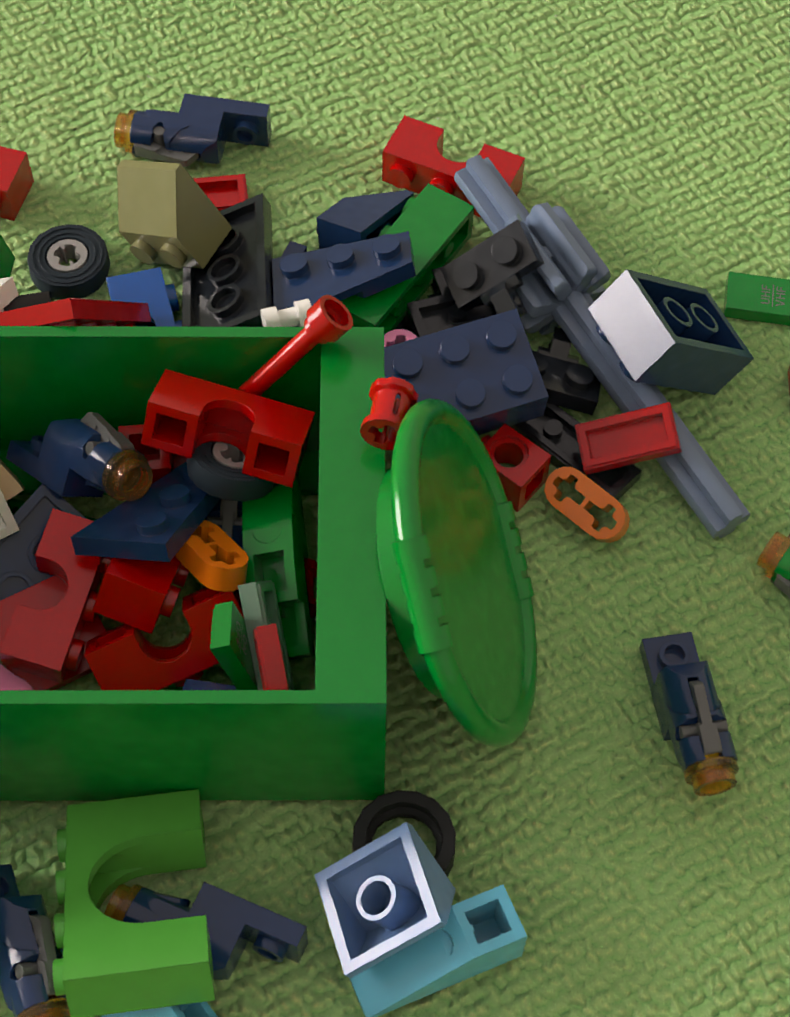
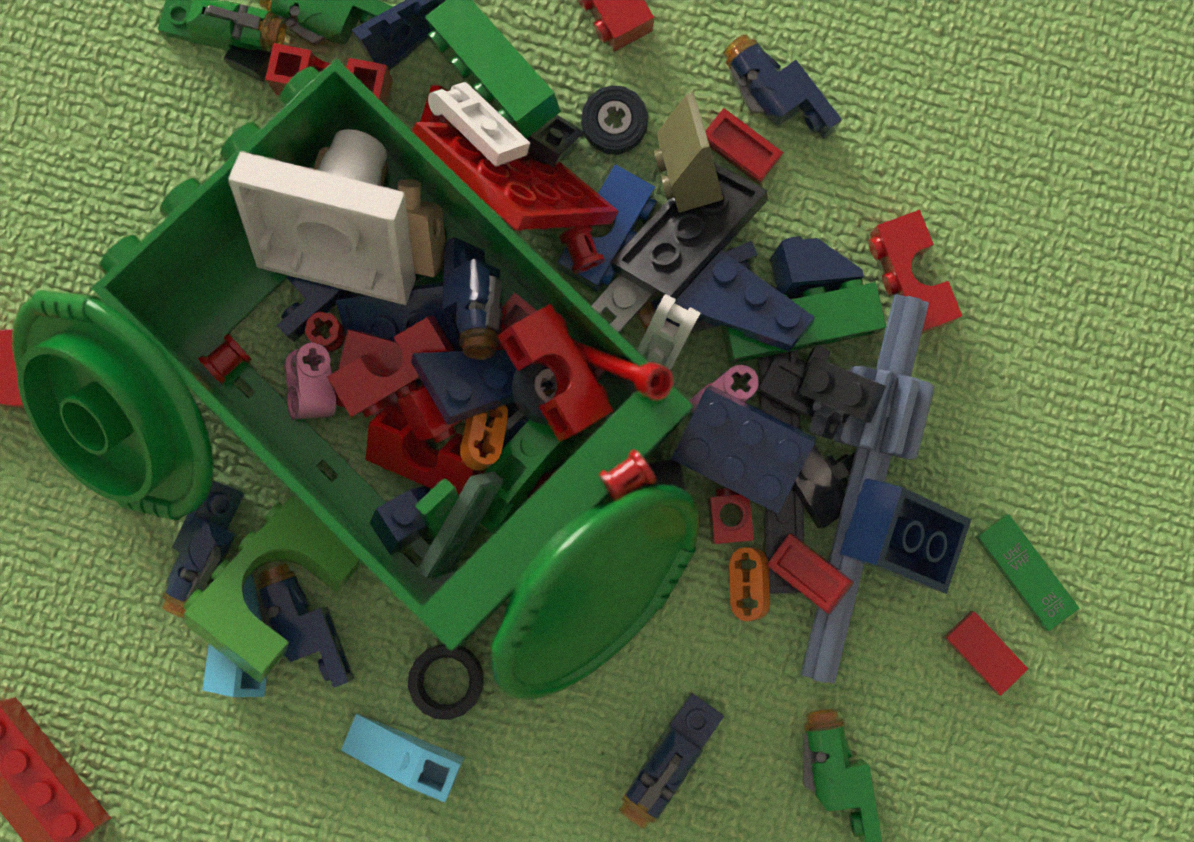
camera: 45 degrees right, 25 degrees up
(270, 657) = (439, 548): red tile -> none
(384, 898) = (395, 713): medium blue slope -> none

